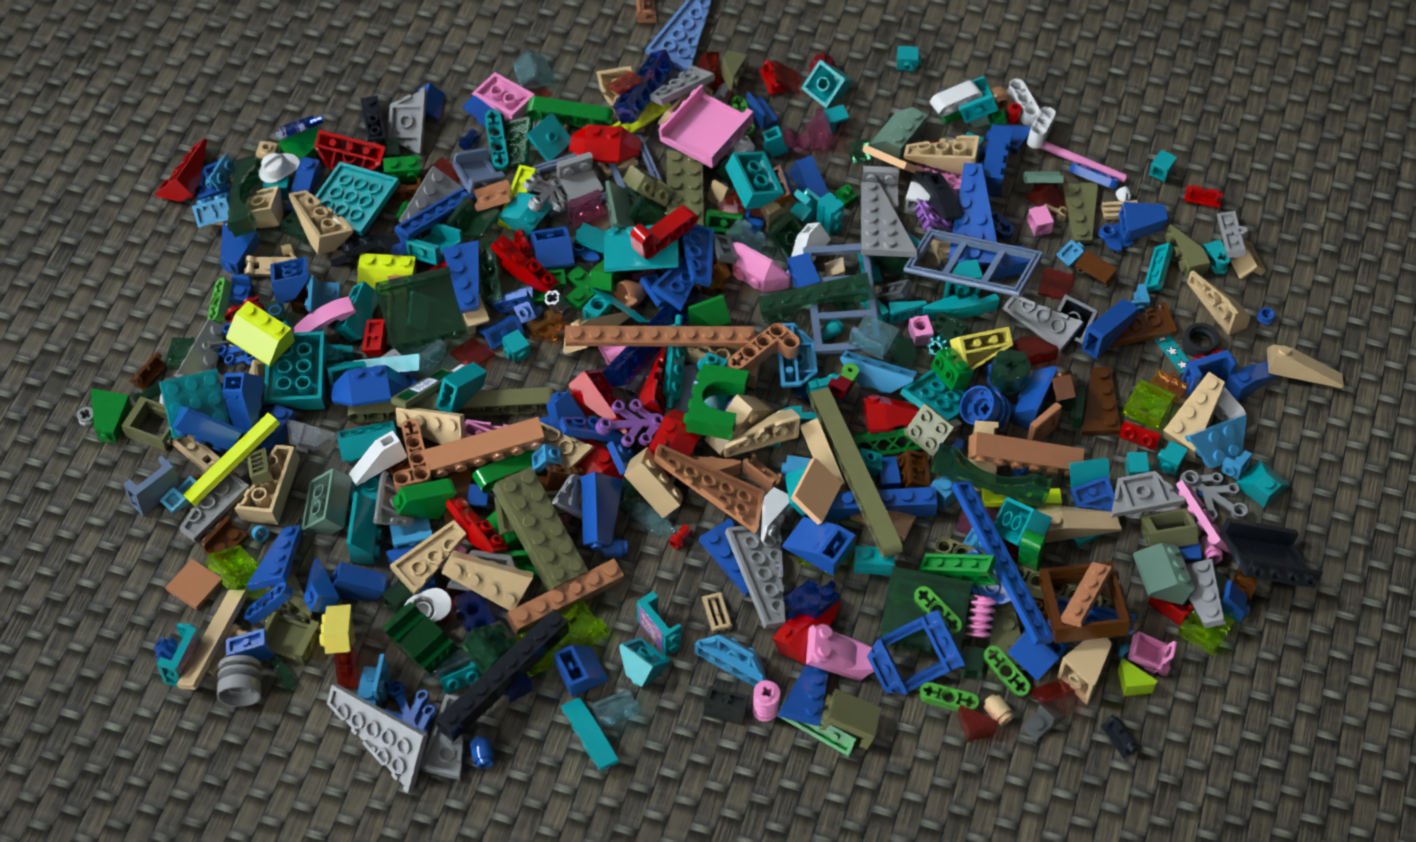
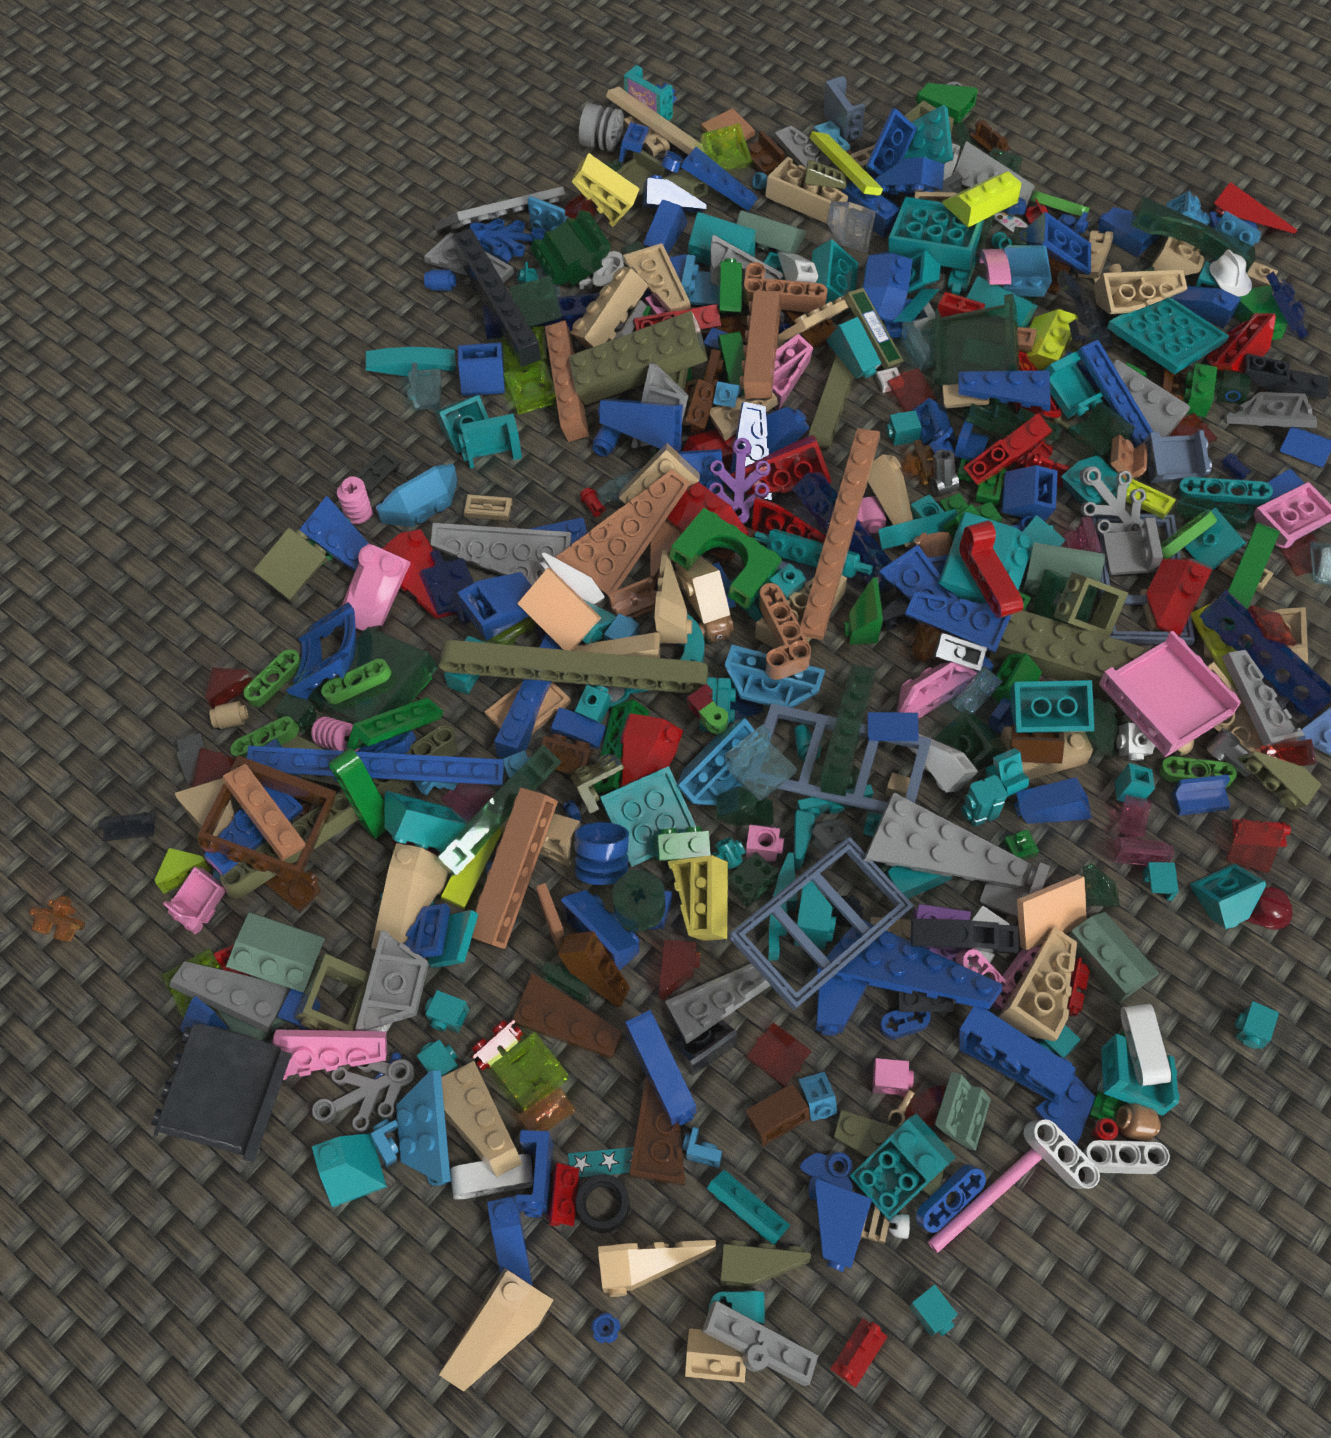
camera: 115 degrees right, 5 degrees up
(556, 140) = (1187, 533): none -> bright green beam
(1092, 195) = (902, 1166): none -> teal slope
(1213, 742) = (66, 925): none -> clear orange hips

